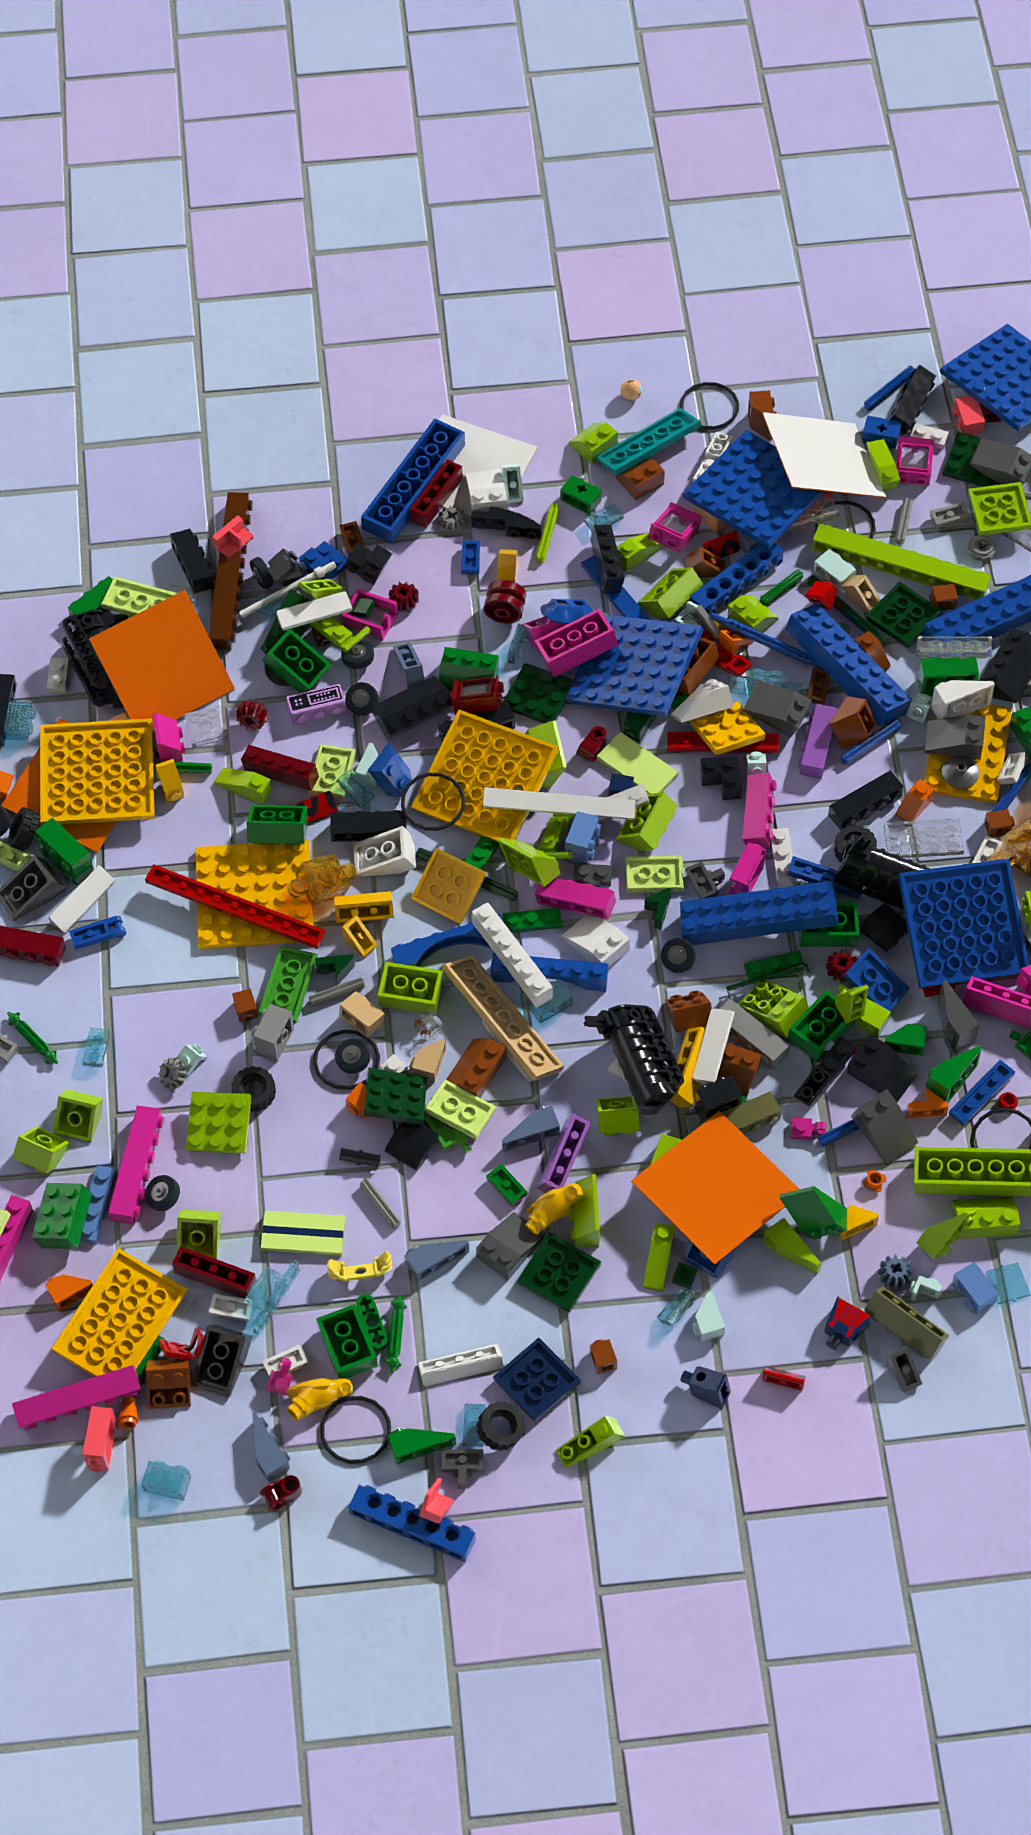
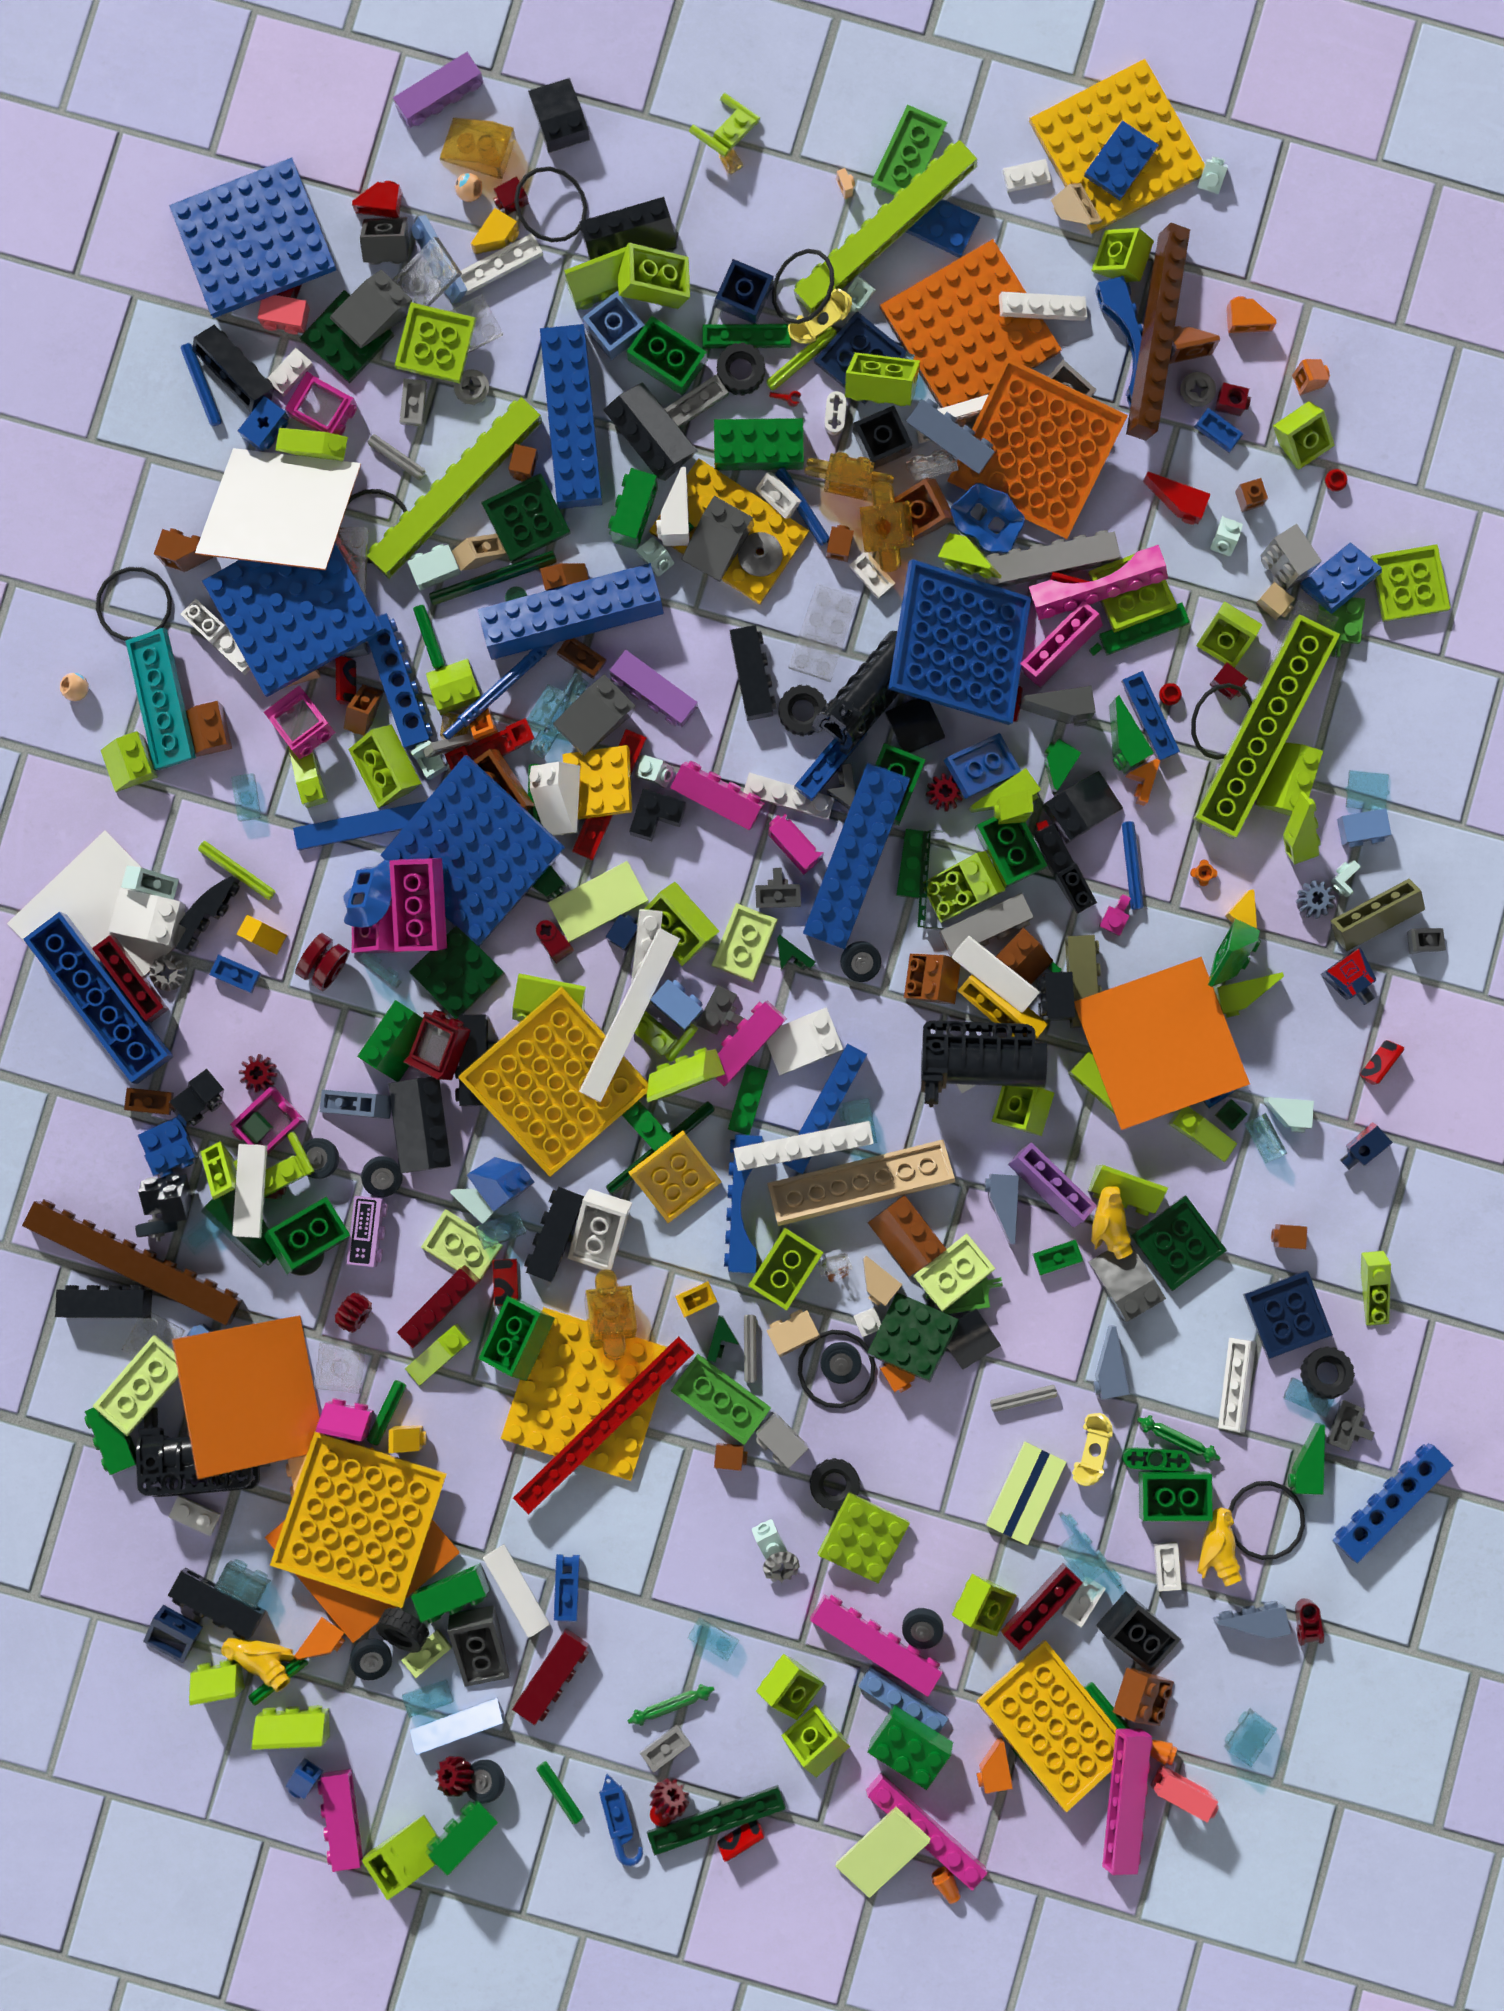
camera: 70 degrees left, 25 degrees up
(179, 1350) = (1109, 1680): red piece -> none
(231, 537) = (97, 1245): coral panel -> none
(280, 1380) = (1187, 1579): dark pink plate -> none
(318, 573) = (189, 1162): white bar -> none
(359, 1157) = (962, 1400): black pin -> none
(365, 906) = (661, 1280): yellow brick -> none
(432, 828) = (524, 1152): black piece -> none
(435, 1505) = (1389, 1472): coral panel -> none
(581, 494) = (213, 807): green brick -> none
(607, 558) = (311, 819): black brick -> none
(822, 593) = (467, 597): red slope -> none
(853, 722) = (651, 641): dark orange slope -> none
(871, 742) = (676, 631): blue axle -> none
(885, 1126) = (1151, 835): dark grey slope -> none
(915, 801) = (776, 620): orange slope -> none
(954, 647) = (612, 486): clear plate -> none

